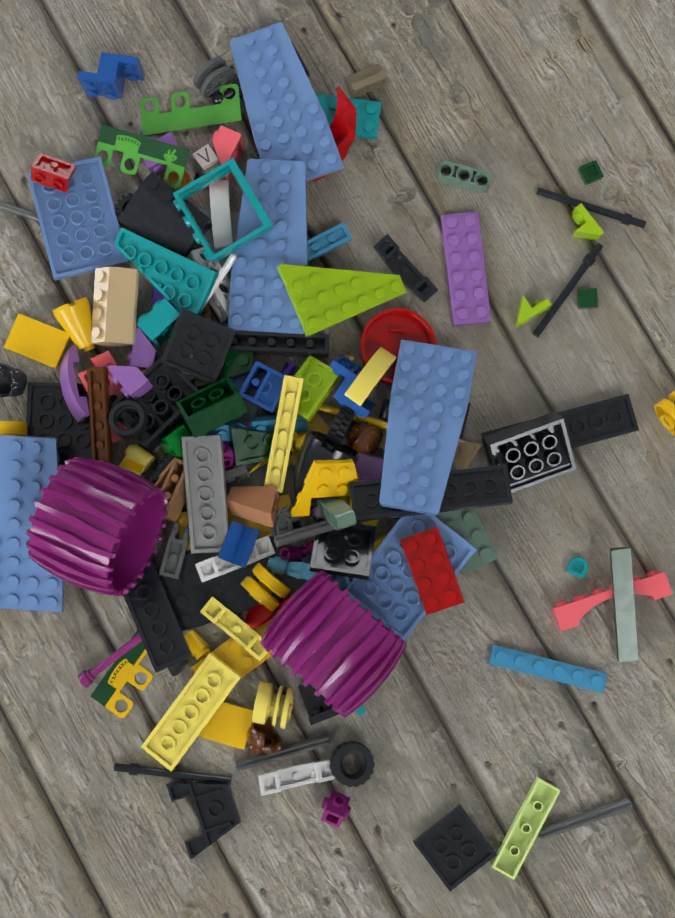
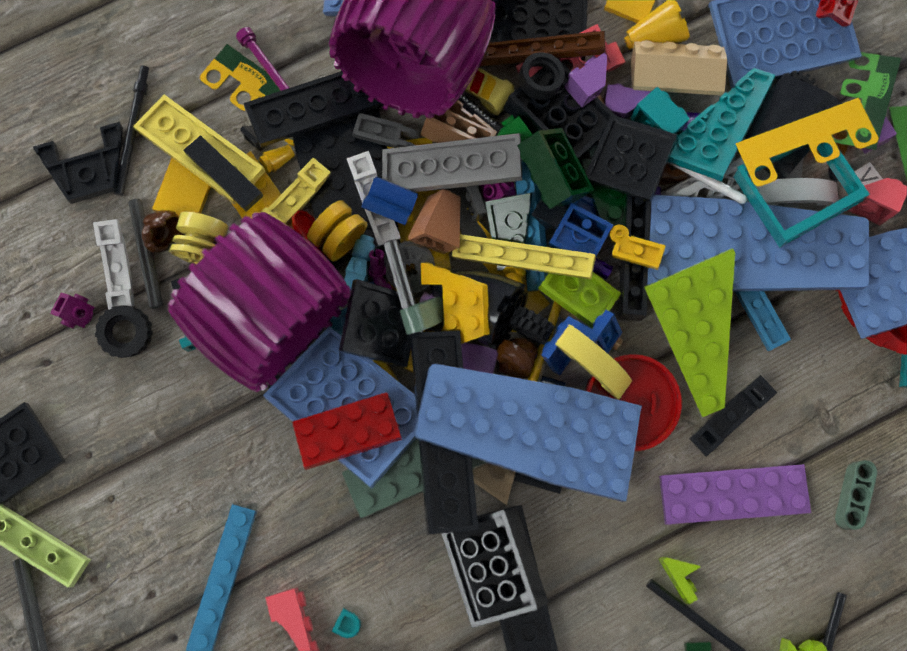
camera: 85 degrees right, 5 degrees down
(77, 405) = (561, 24): medium lavender slope -> none
(179, 201) = (808, 130): none -> yellow piece
(216, 687) = (223, 173): none -> black tile
(276, 343) = (636, 249): none -> yellow hinge

